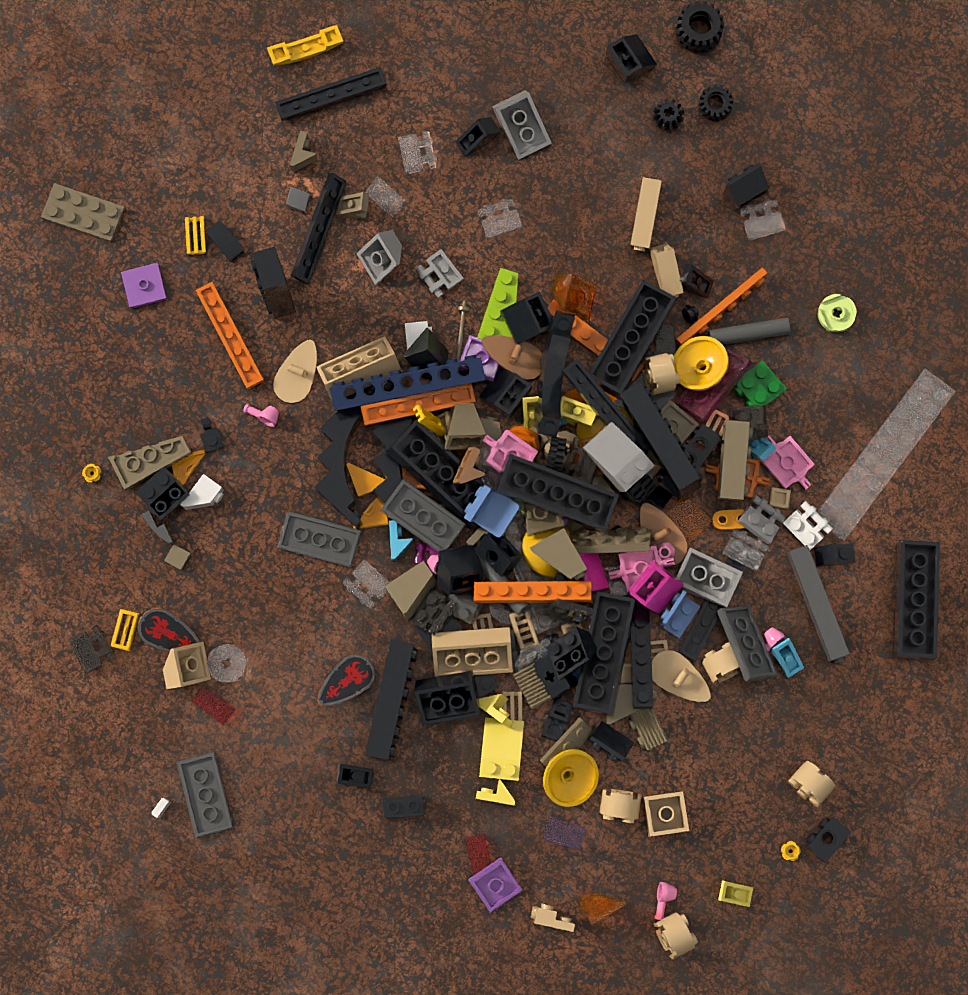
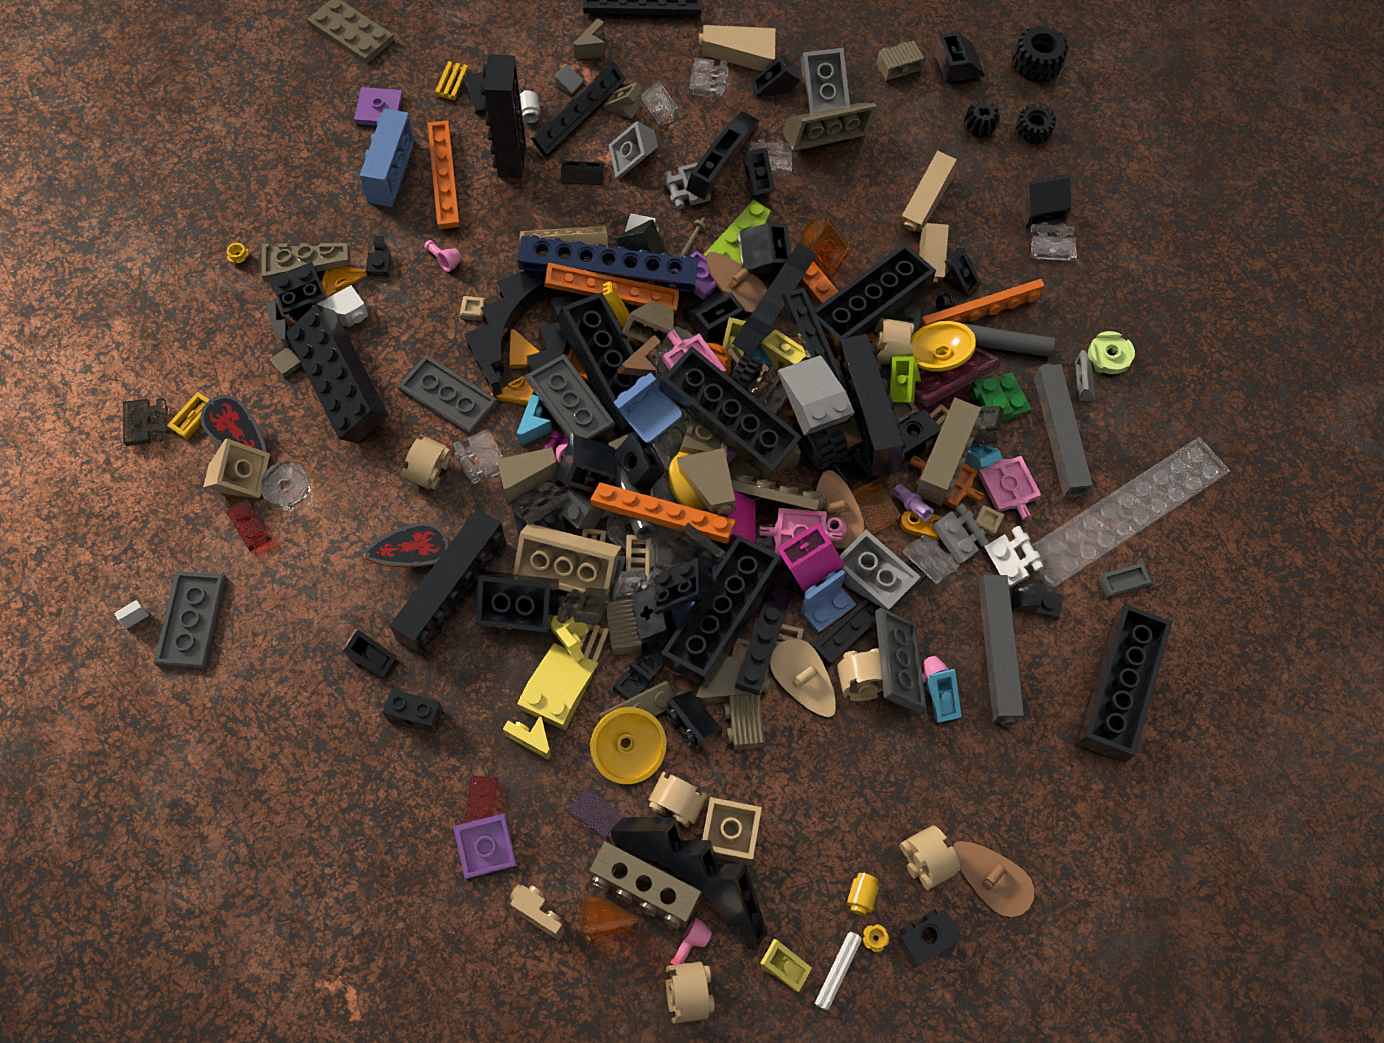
camera: 15 degrees right, 15 degrees down
(178, 339) = (387, 157): none -> medium blue brick
(227, 557) = (337, 374): none -> black brick
(274, 238) = (530, 106): none -> white brick
(296, 373) = (497, 232): tan shield -> none
(306, 454) = (472, 308): none -> tan tile
(330, 608) = (425, 462): none -> tan brick
(345, 289) = (582, 172): none -> black slope
(435, 110) = (739, 45): none -> tan slope
(460, 234) = (720, 155): none -> black slope
(496, 244) = (758, 171): none -> black brick
(506, 683) = (585, 606): none -> clear smoke plate
(540, 172) = (828, 125): none -> dark tan slope
(579, 76) = (900, 60): none -> dark tan brick
(651, 875) = (614, 860): none -> dark tan brick
(674, 855) = (723, 884): none -> black arch
(679, 406) = (903, 379): none -> lime slope
(717, 506) = (913, 502): none -> lavender pin
(772, 824) = (863, 894): none -> yellow brick
(772, 881) = (838, 971): none -> white axle
(816, 399) = (1062, 431): none -> dark grey brick
(822, 343) = (1084, 377): none -> light grey slope
(861, 779) = (995, 879): none -> medium nougat shield
(897, 512) = (1125, 580): none -> dark grey tile

